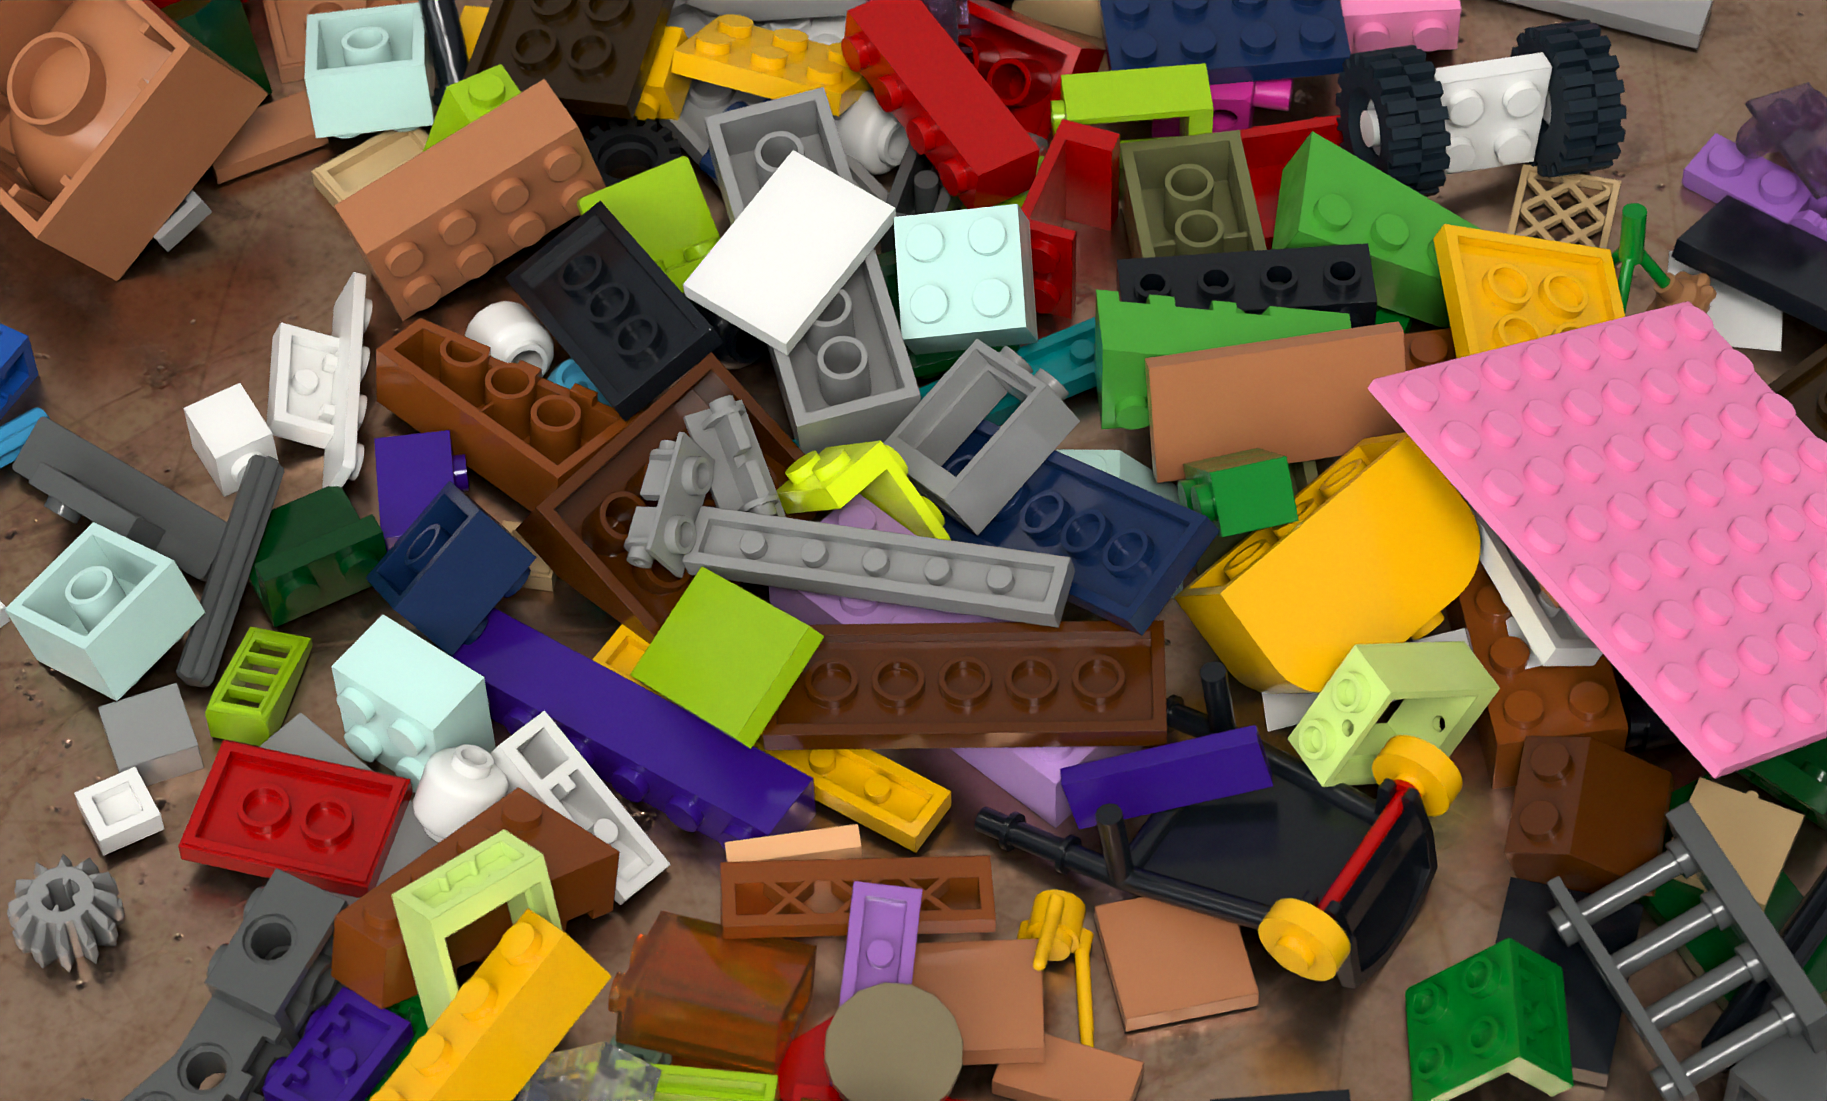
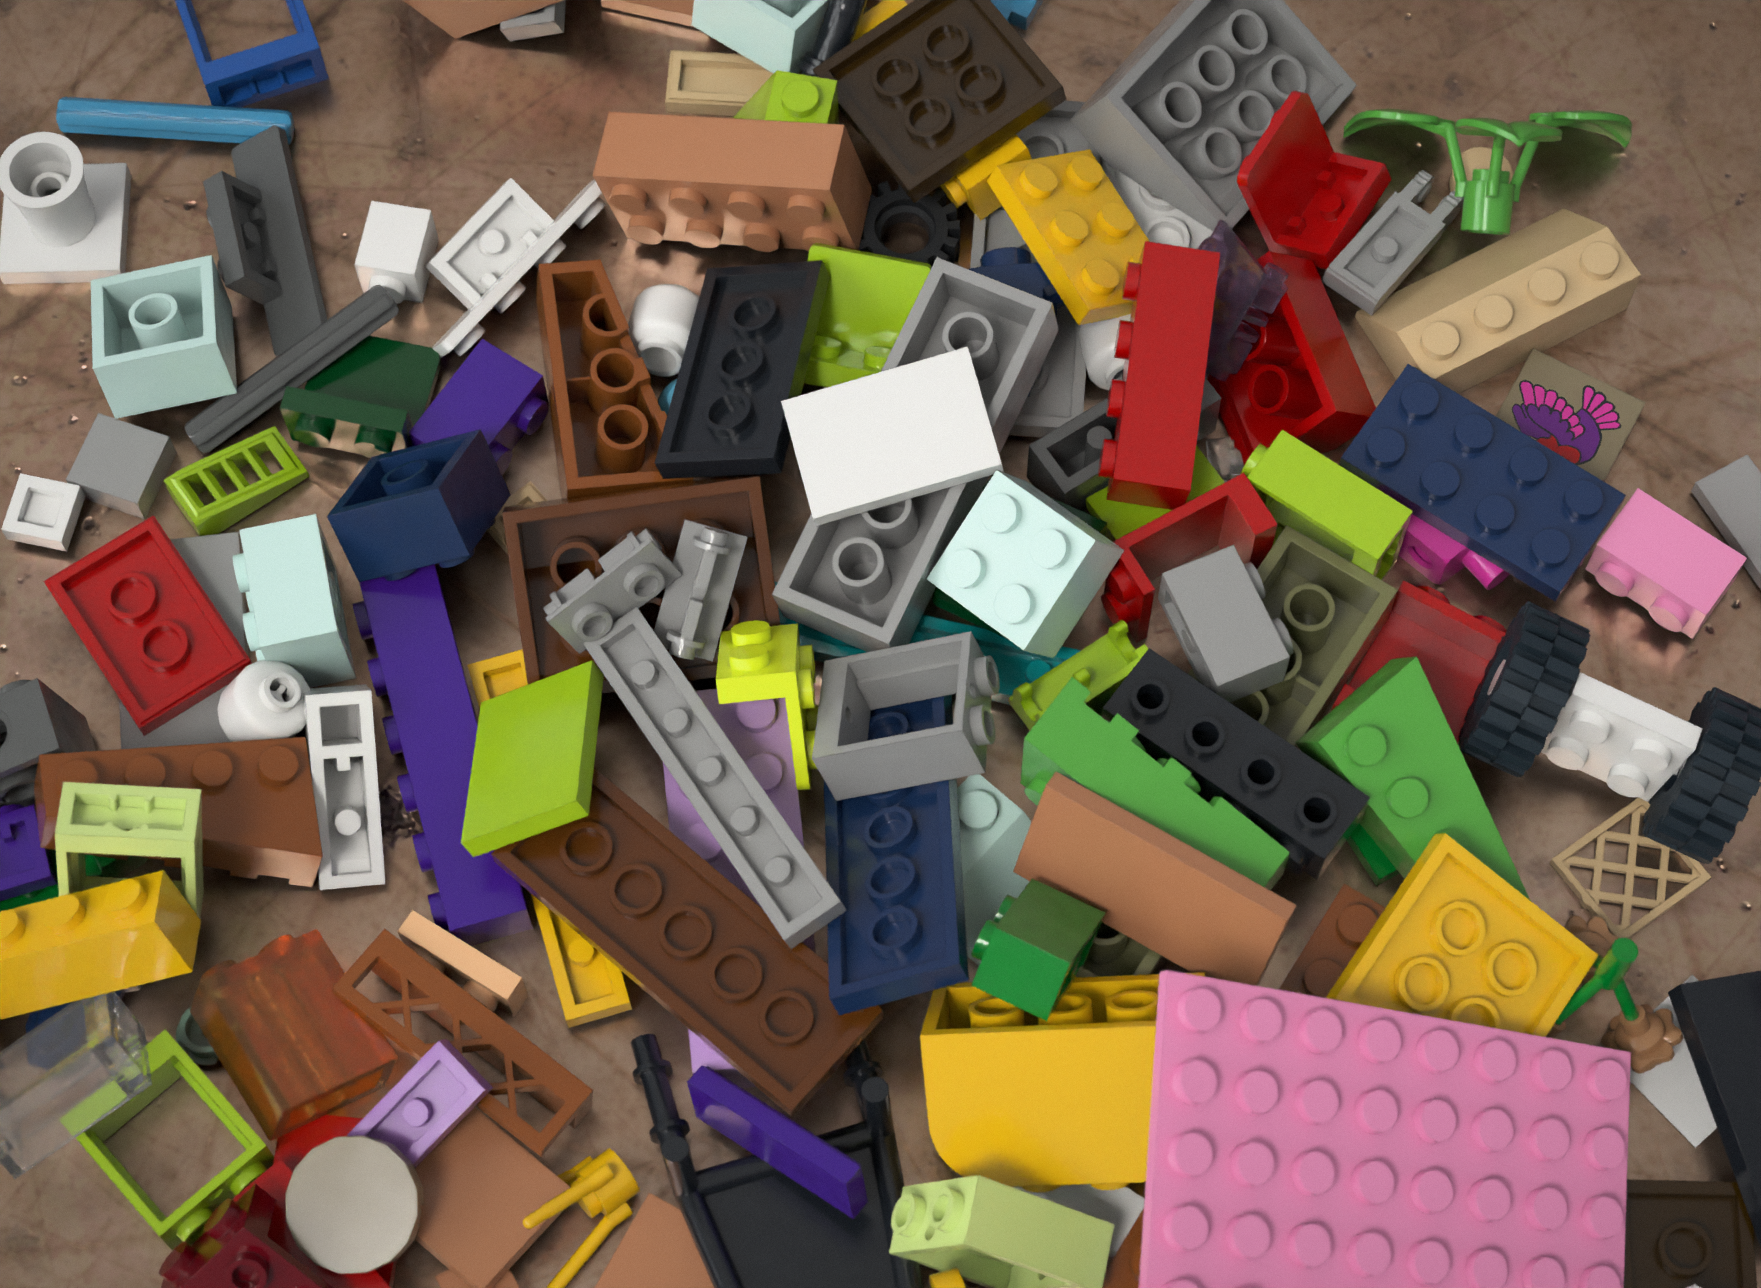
camera: 40 degrees right, 15 degrees up
(1070, 344) = (1097, 667): none -> lime hinge
(1145, 216) = (1225, 625): none -> light grey brick

